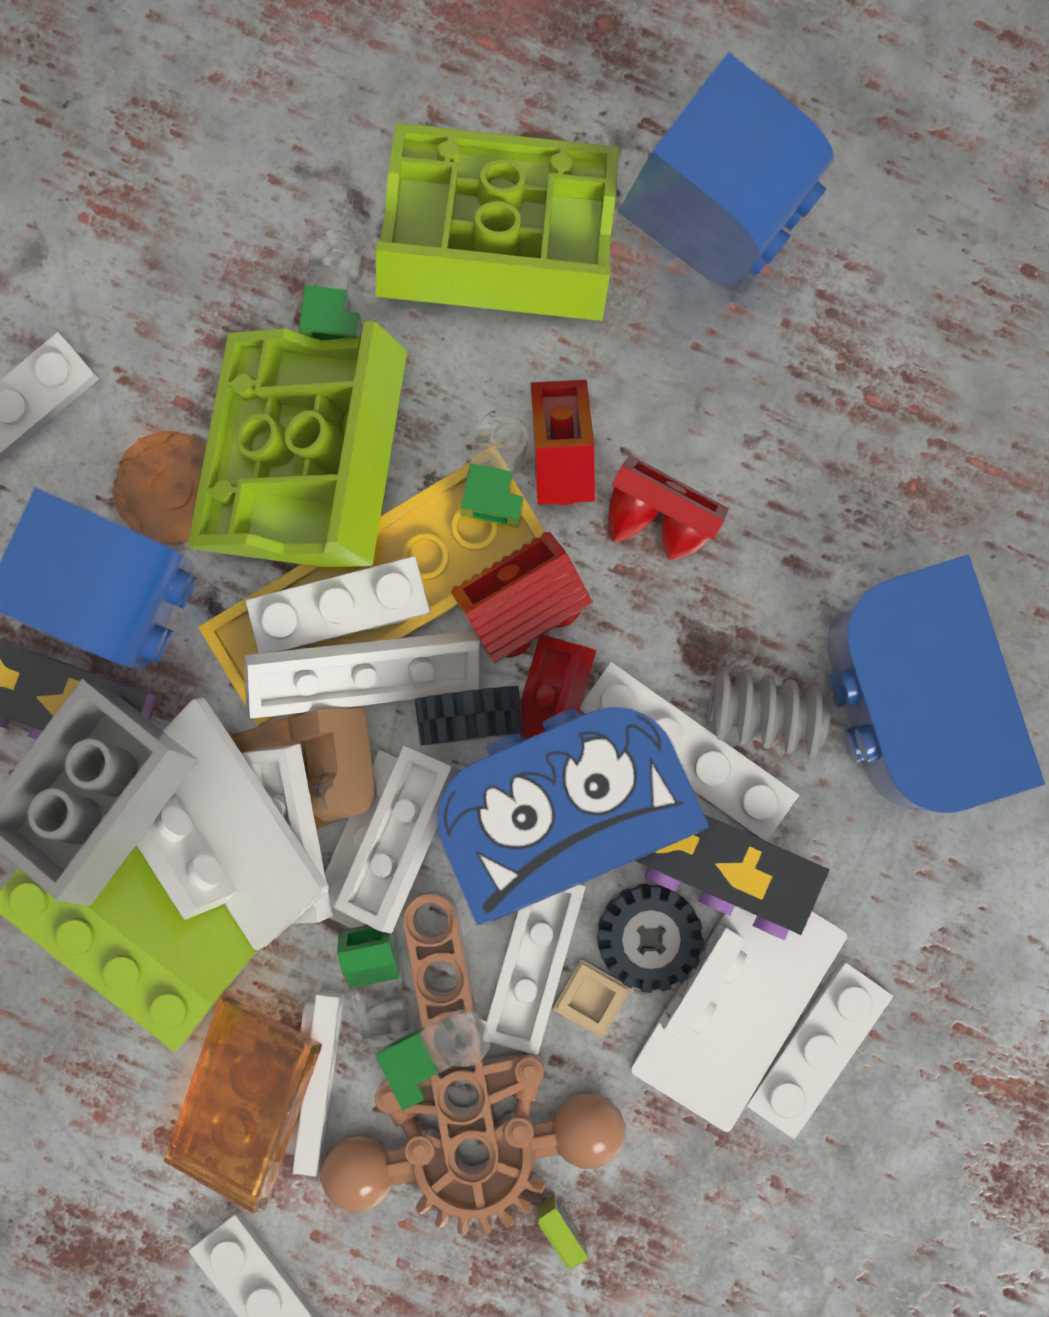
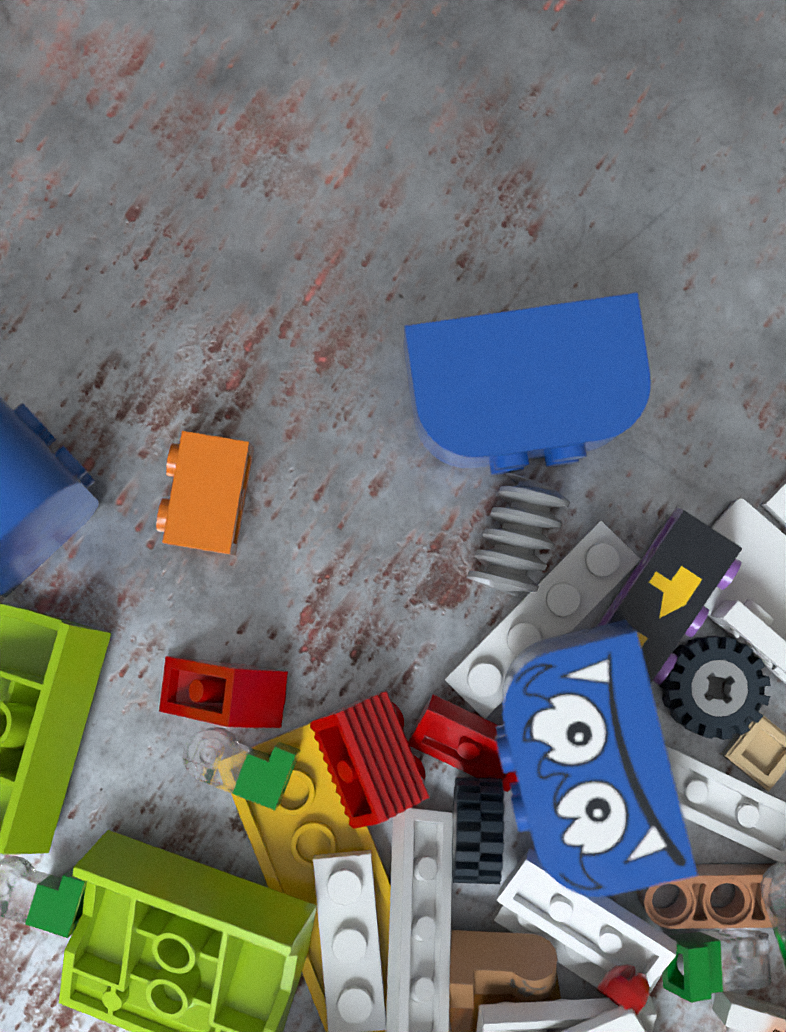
camera: 80 degrees left, 0 degrees up
(341, 885) = (625, 987): none -> red hinge
(645, 491) = (286, 618): red tile -> none
(758, 391) = (205, 492): none -> orange brick

